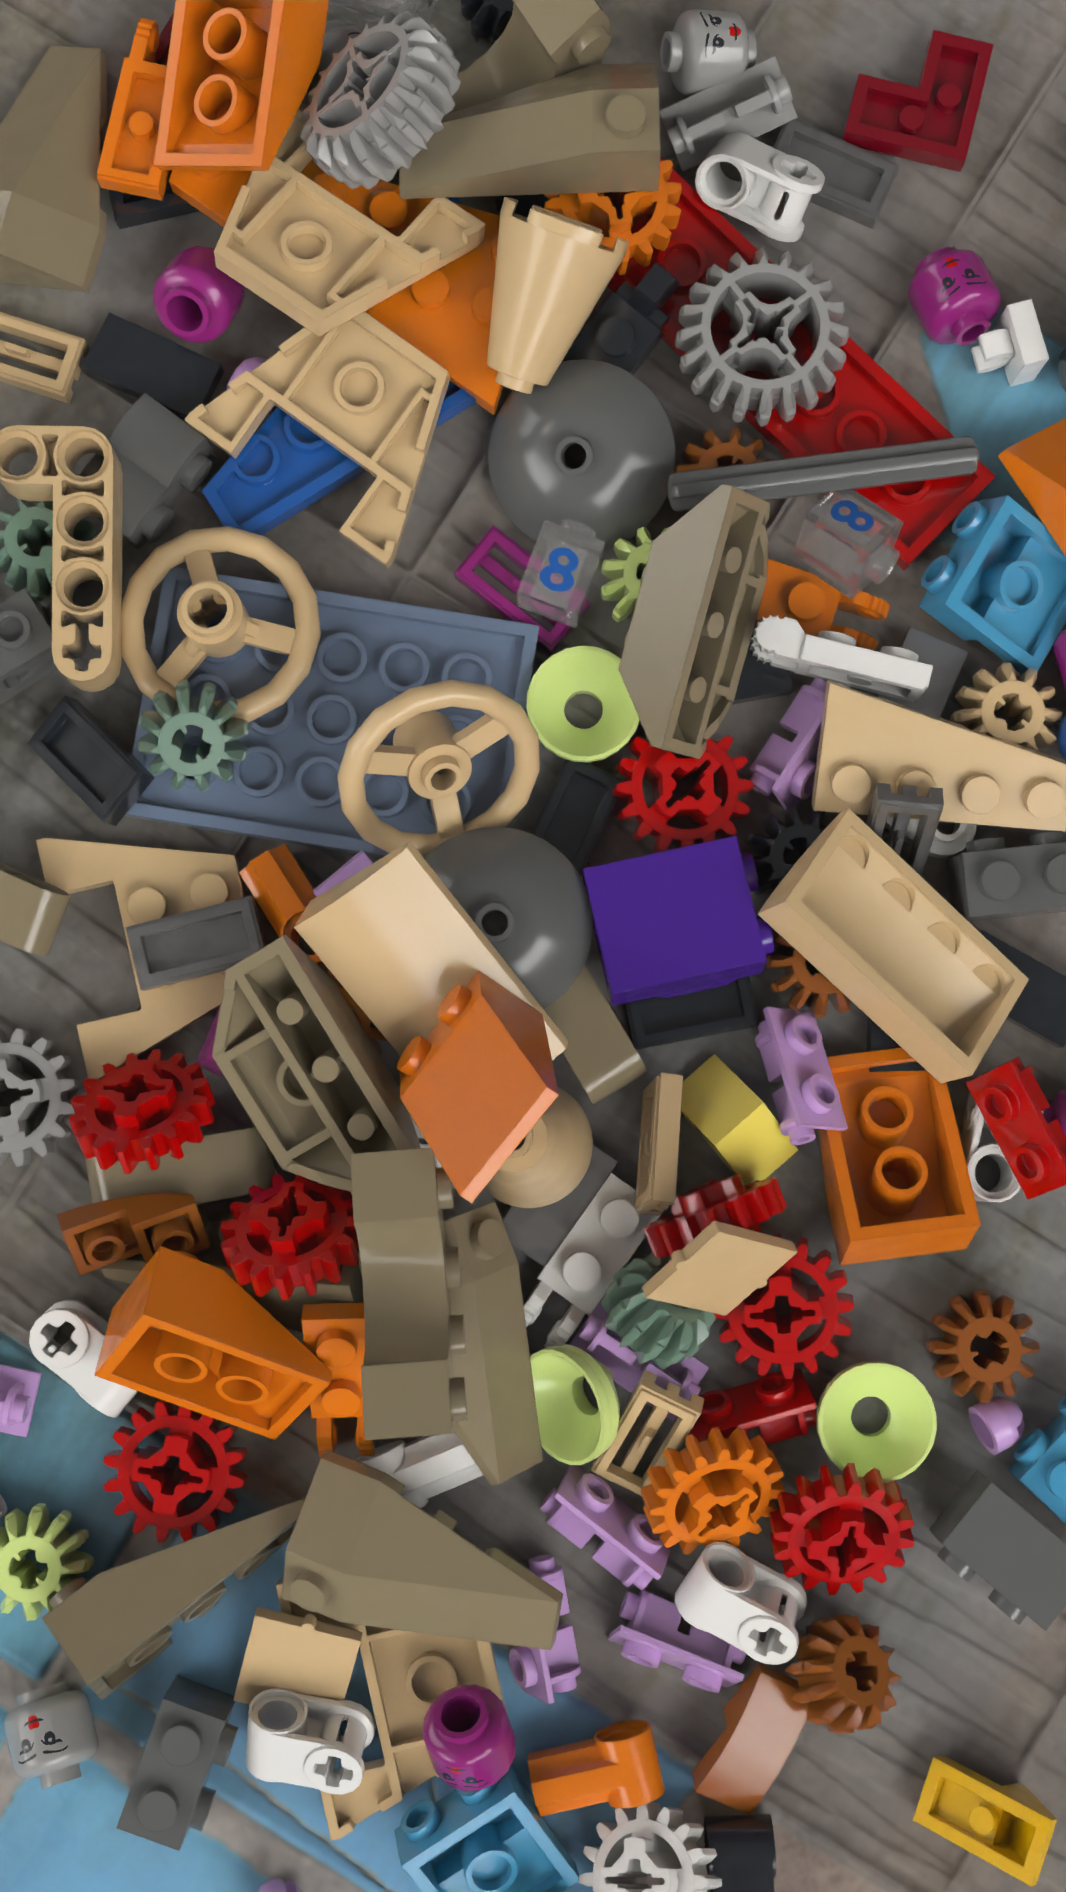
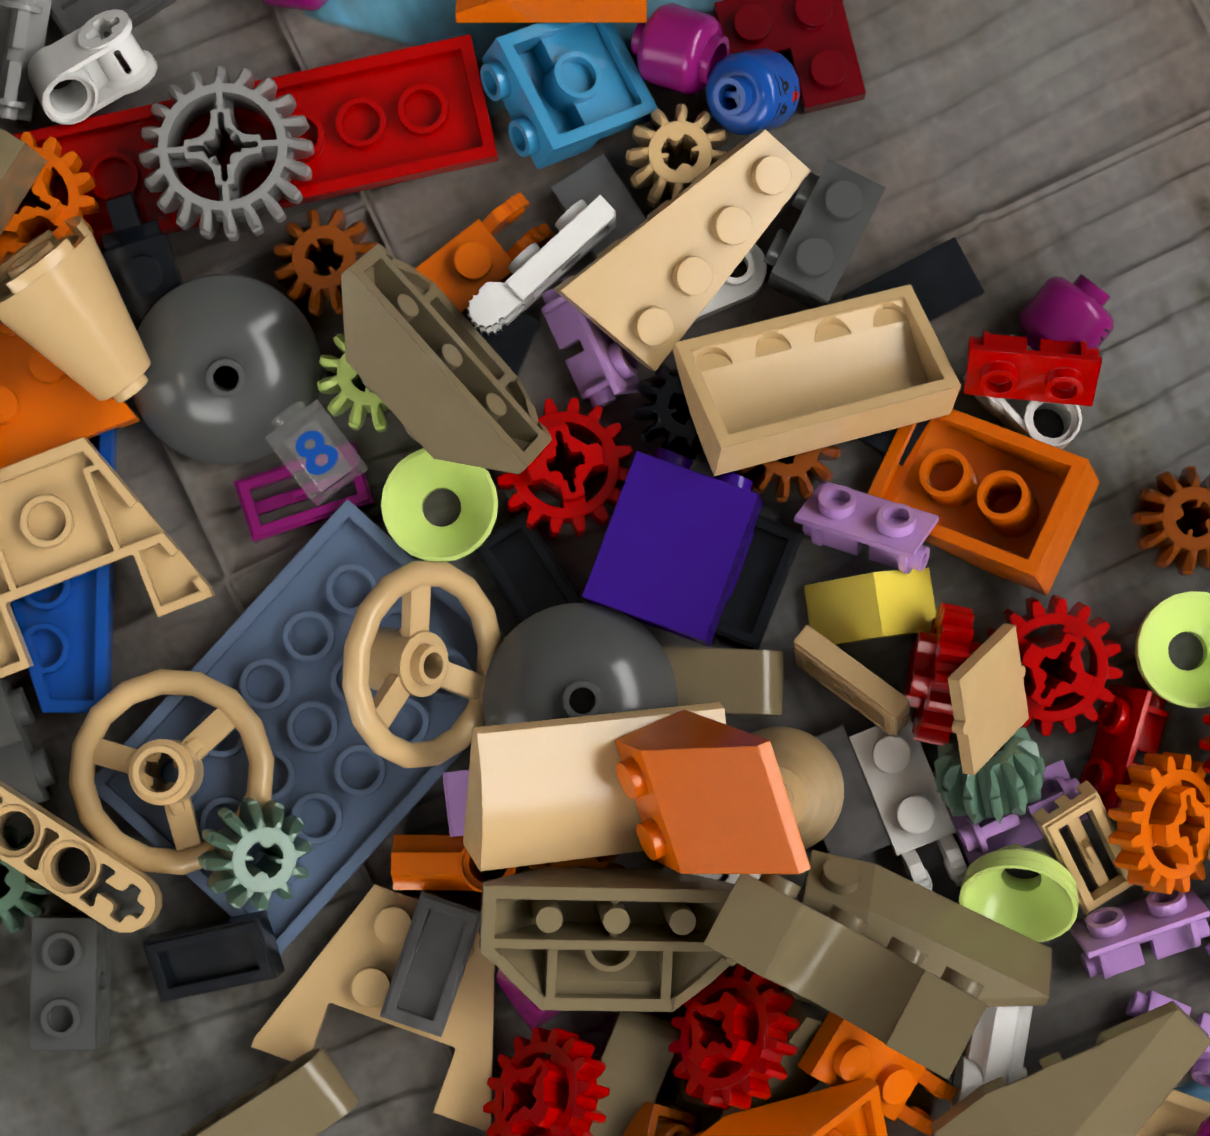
camera: 60 degrees left, 0 degrees up
(830, 471) = (377, 177): dark grey axle -> none
(848, 542) = (446, 193): clear brick -> none
(903, 806) = (703, 298): flat silver tile -> none

